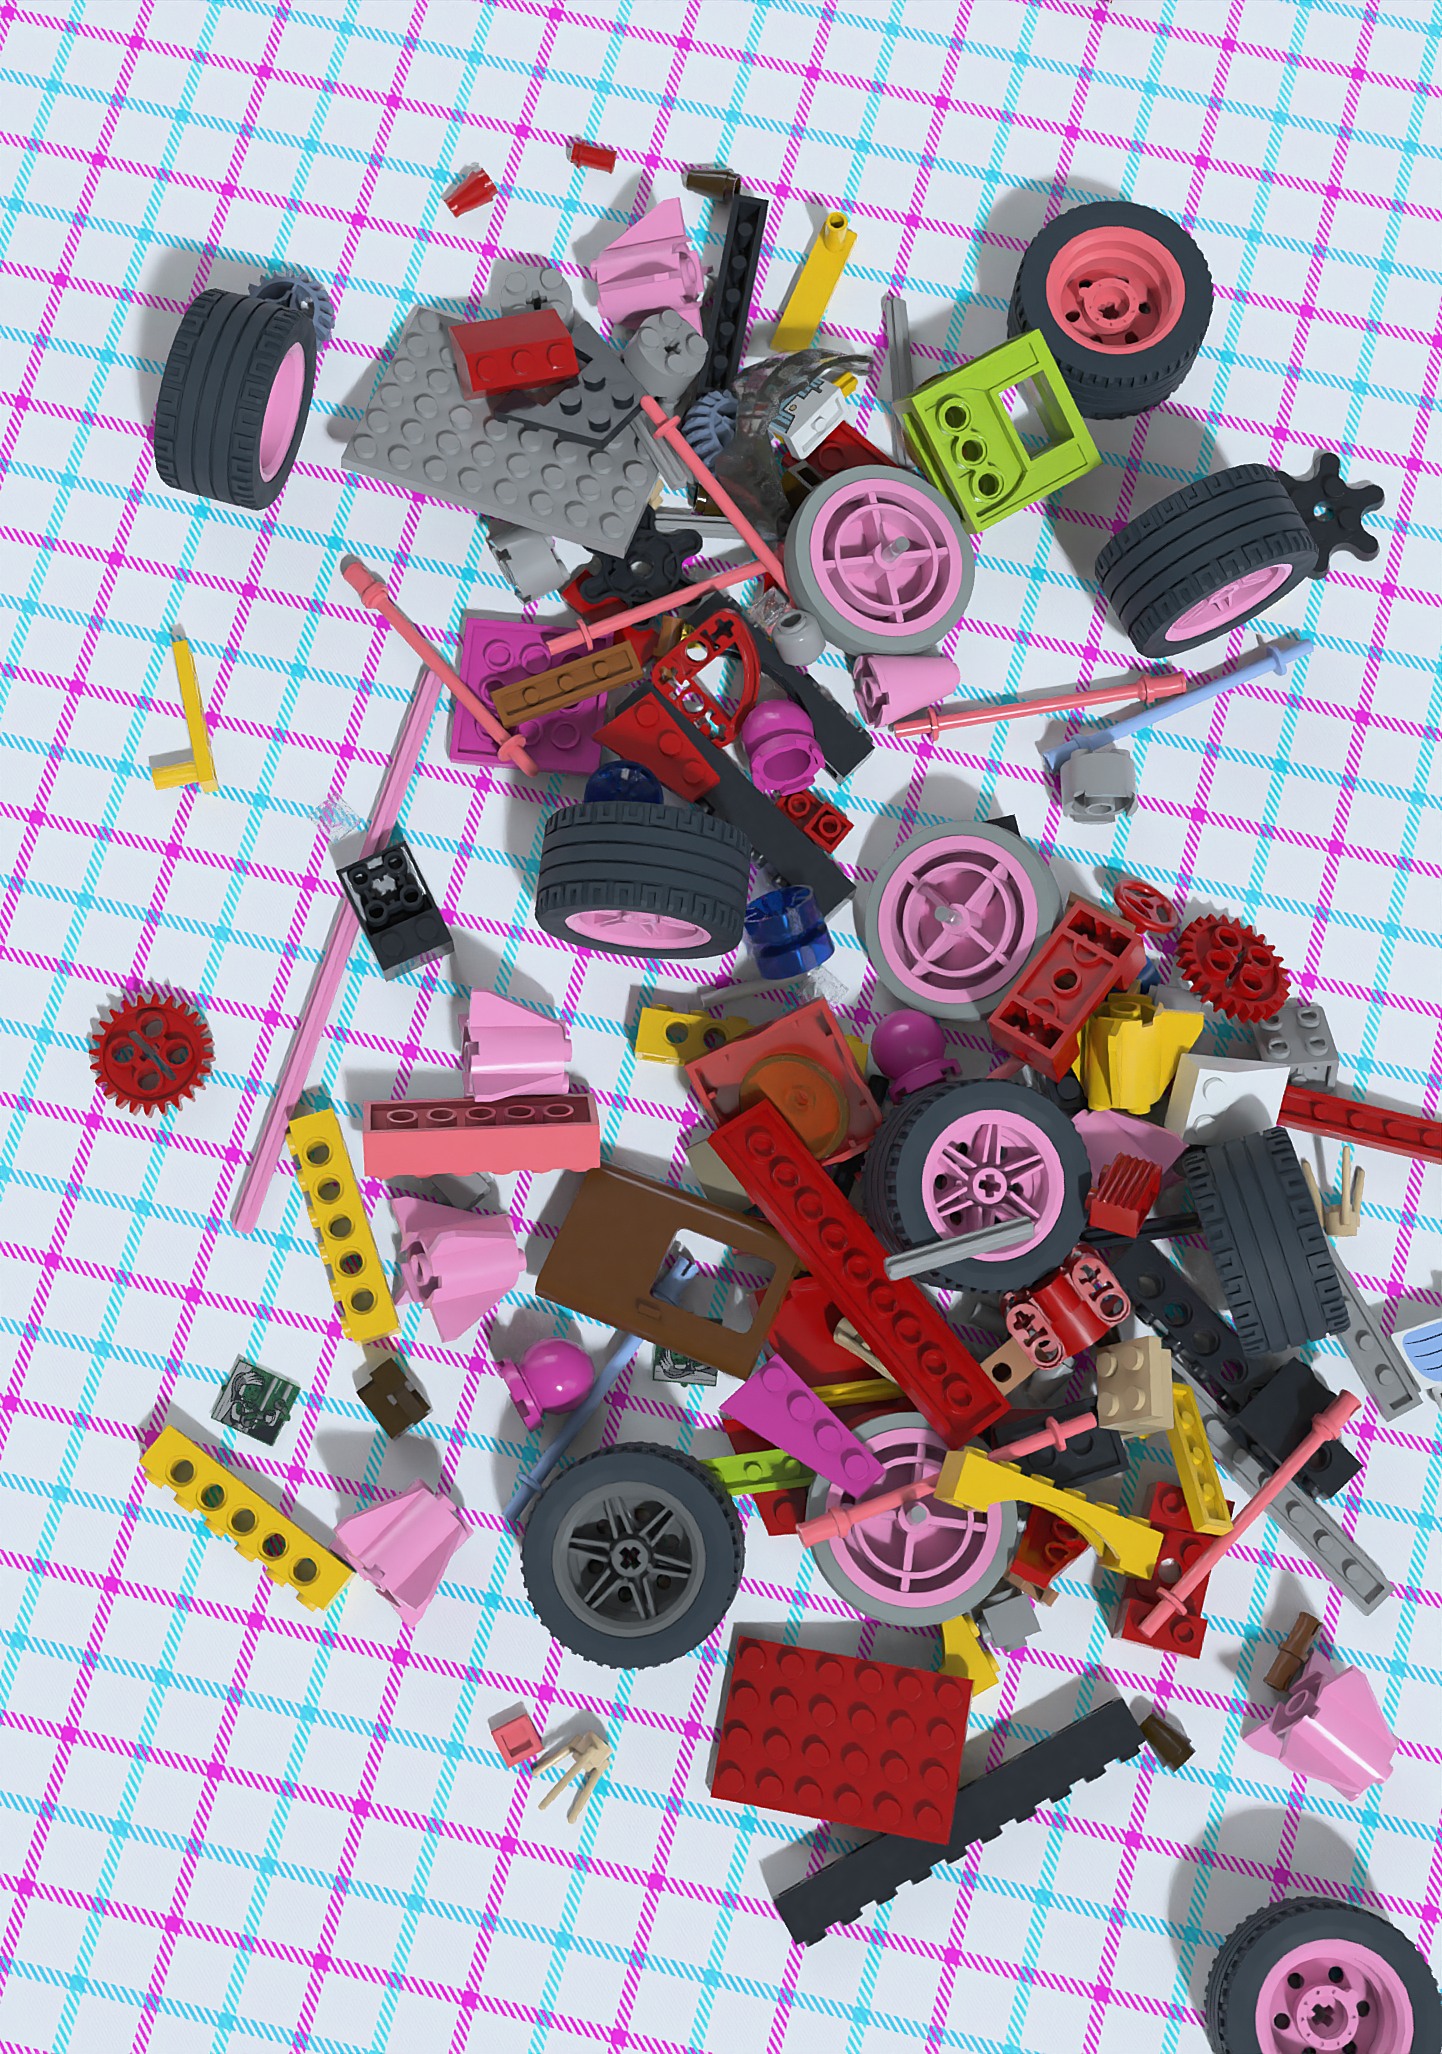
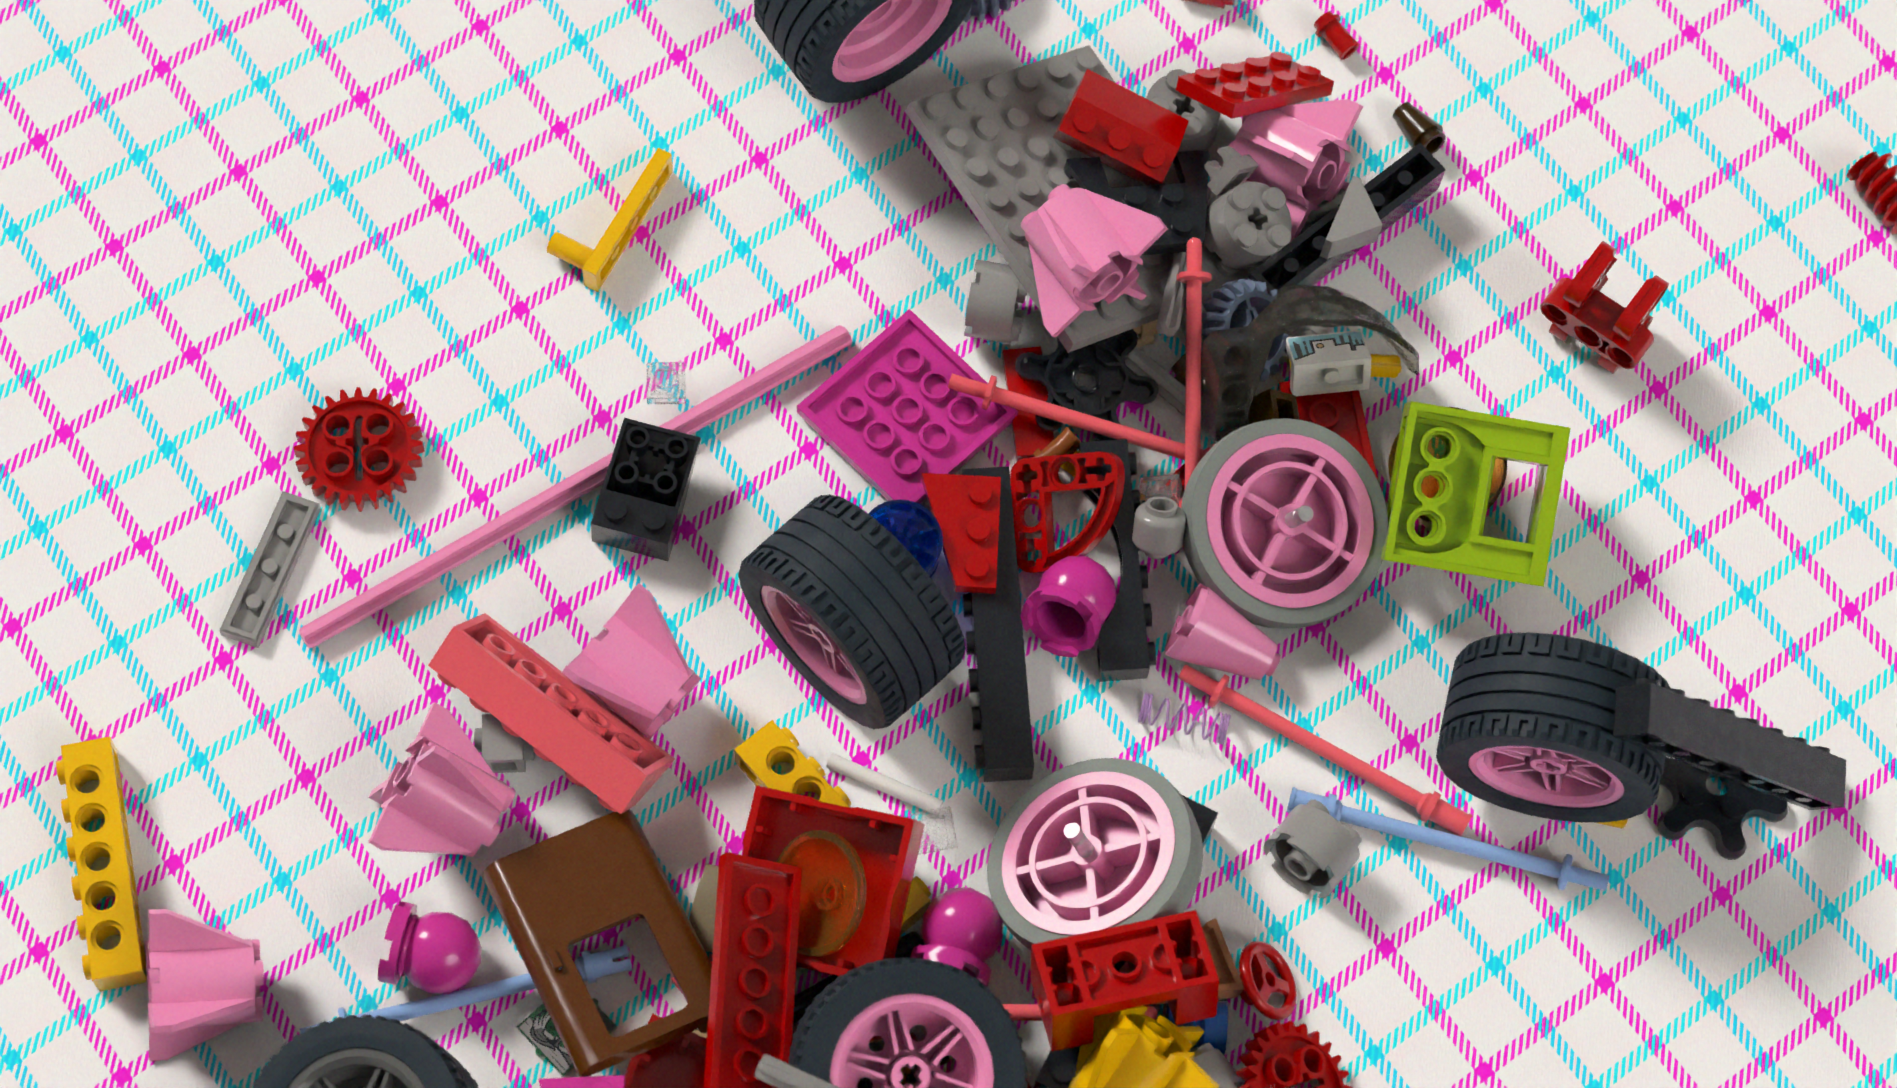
camera: 40 degrees right, 10 degrees down
(166, 1199) = (270, 569): none -> light grey tile
(256, 1403) = (194, 782): piece -> none
(325, 1130) = (350, 794): yellow brick -> none
(375, 596) = (852, 237): coral bar -> none
(393, 1400) = (299, 868): dark brown piece -> none
(566, 685) = (939, 420): dark orange plate -> none
(578, 243) = (1255, 85): none -> red plate
(580, 469) = (1086, 252): none -> bright pink brick
(621, 319) = (1232, 173): none -> light grey tile
(740, 292) = (1354, 223): none -> light grey slope
(787, 932) = (941, 753): clear blue wheel -> none
(815, 285) = (1433, 270): yellow piece -> none
(816, 820) = (1051, 688): red slope -> none
(899, 366) = (1456, 377): light grey axle -> none
(959, 752) = (1147, 706): none -> lavender piece
(973, 231) = (1598, 321): none -> red piece
(1131, 262) = (1697, 413): wheel -> none
(1335, 477) = (1728, 745): none -> black brick

